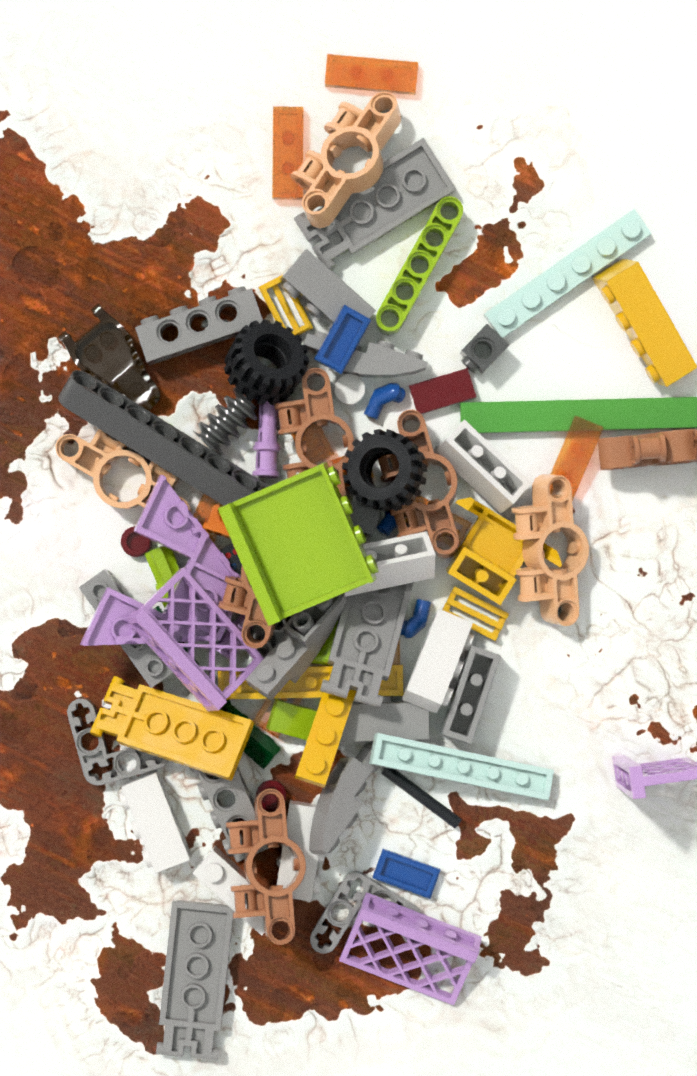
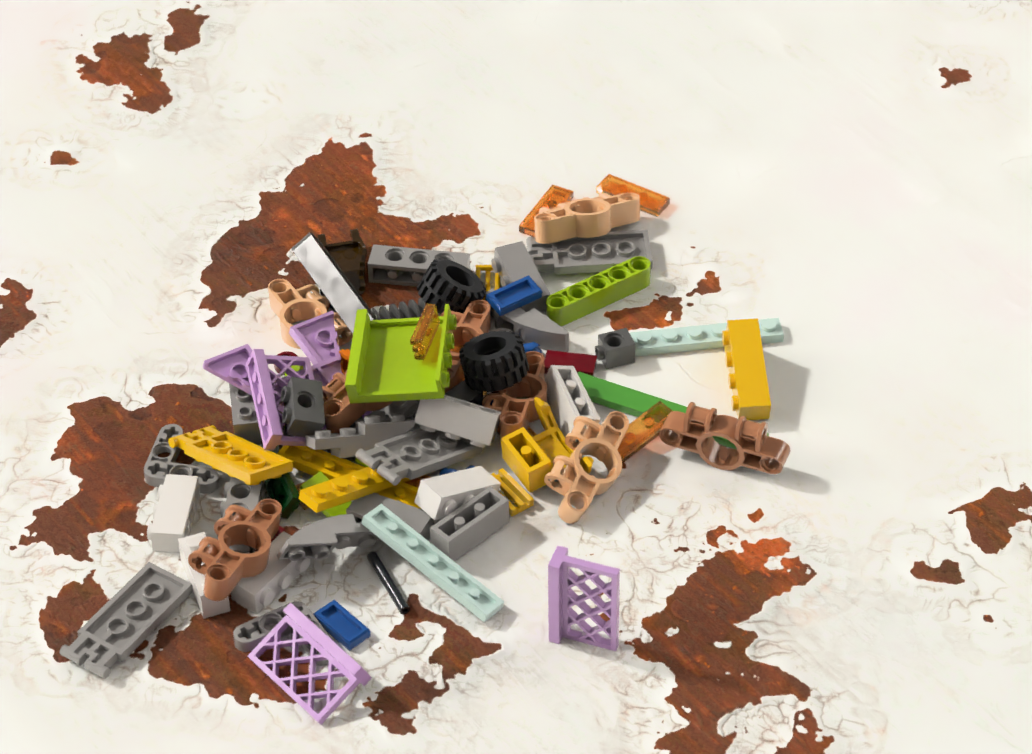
camera: 30 degrees right, 45 degrees down
(241, 660) = (303, 407): none -> dark grey brick
(316, 512) = (425, 331): none -> clear orange tile

